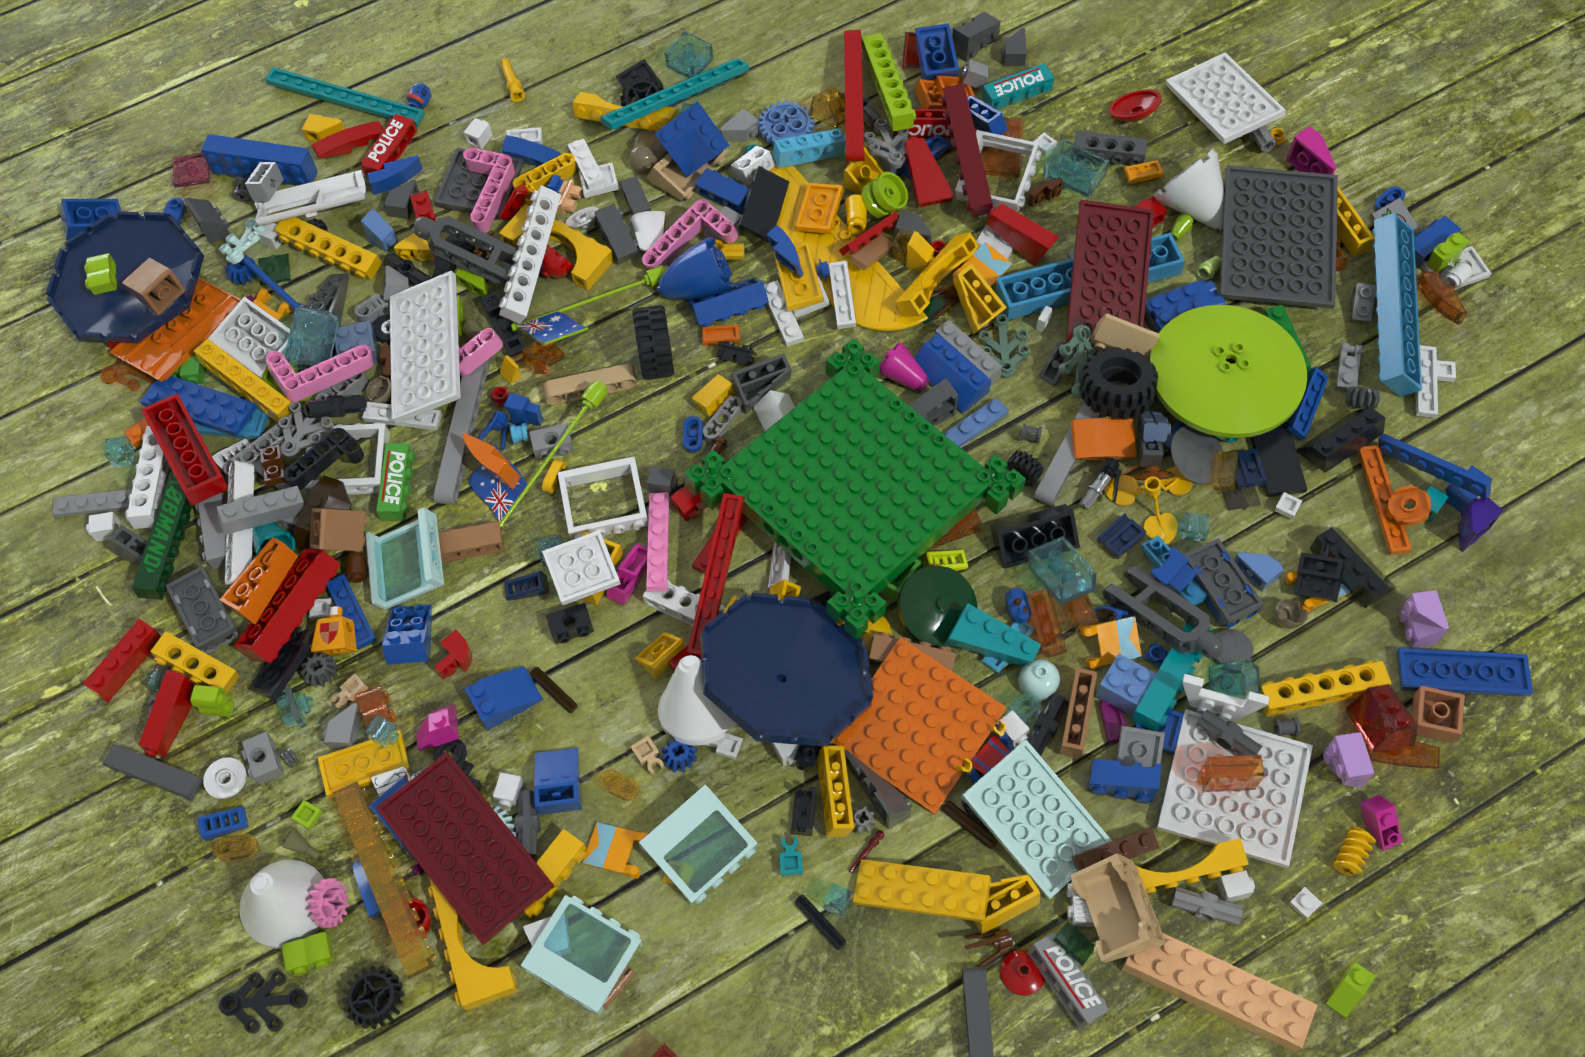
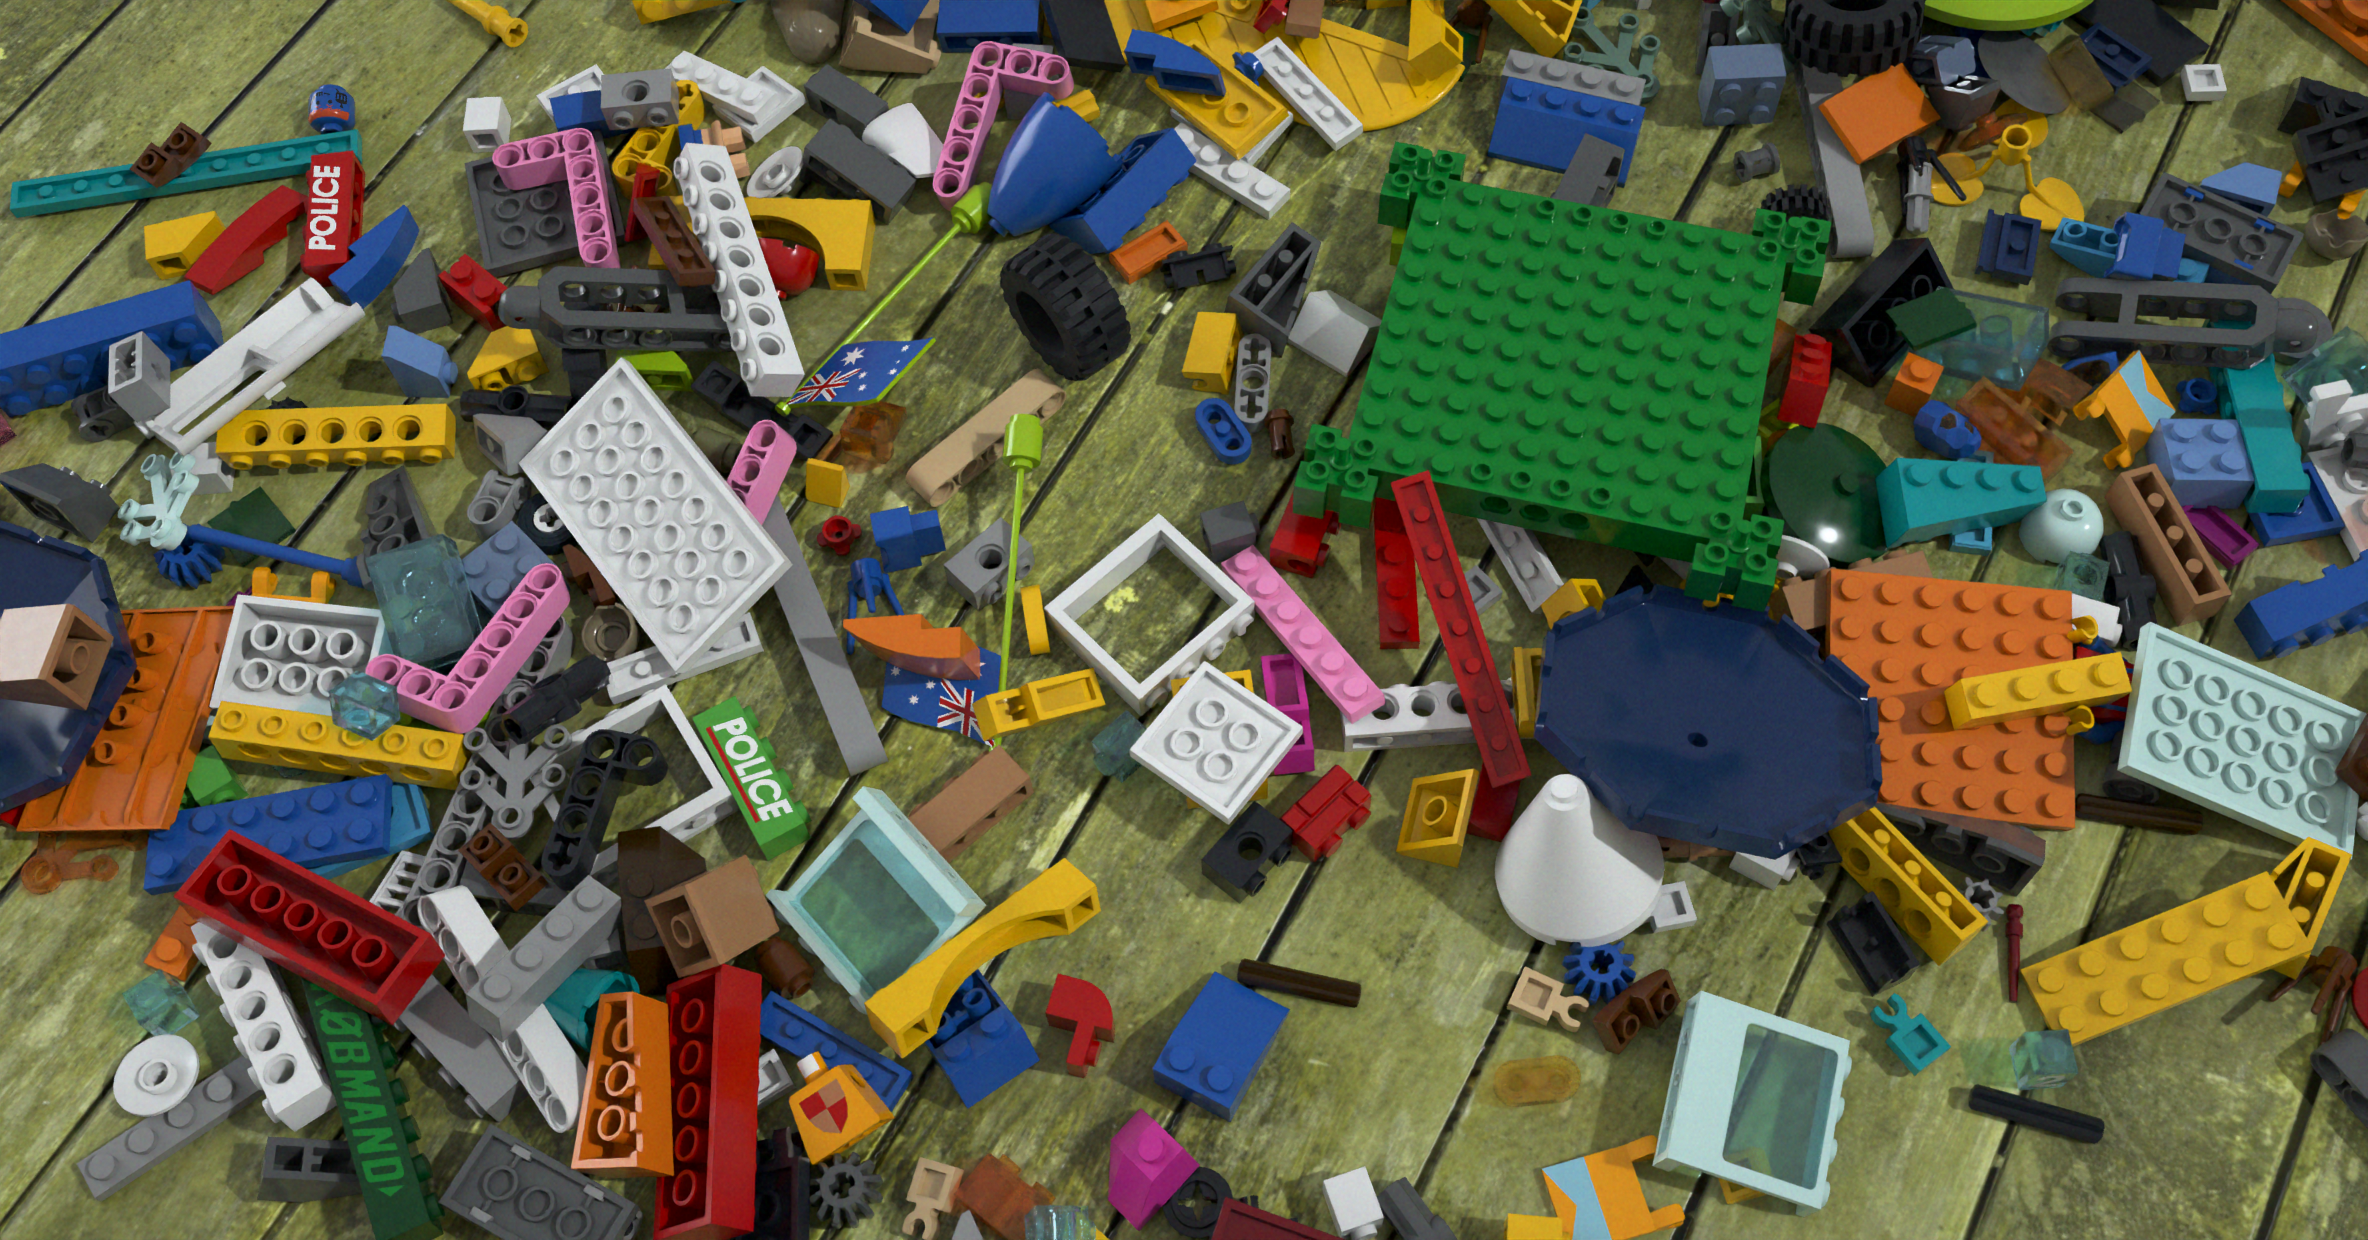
camera: 30 degrees left, 0 degrees up
(101, 478) = (142, 1069): none -> white dish
(102, 526) = (222, 1162): white brick -> none
(257, 369) = (364, 705): none -> clear light blue brick
(343, 86) = (172, 158): none -> reddish brown slope
(390, 608) = (913, 1004): none -> yellow arch
(511, 228) = (674, 241): none -> reddish brown plate
(519, 433) = (921, 578): medium azure wheel -> none
(529, 513) = (1038, 704): none -> yellow slope
(535, 578) = (1122, 811): dark blue slope -> none
(542, 154) = (640, 99): none -> light grey brick
(557, 781) = (1429, 1135): blue slope -> none
(613, 625) = (1327, 813): none -> red brick
(682, 778) = (1639, 1005): none -> reddish brown slope
(748, 564) = (1482, 589): none -> light grey plate
(894, 625) = (1799, 559): none -> white dish
(903, 368) = (1495, 157): dark pink cone -> none
(950, 741) = (2037, 690): none -> yellow brick
(963, 547) = (1805, 380): none -> red brick
(977, 422) = (1664, 178): medium blue plate -> none
(1020, 576) = (1913, 384): none -> orange brick
(1043, 549) = (1930, 319): none -> dark green piece
(1047, 391) = (1741, 84): none -> sand blue brick
(1140, 746) = (2293, 547): light grey tile -> none
(1194, 526) = (2102, 178): clear light blue brick -> none

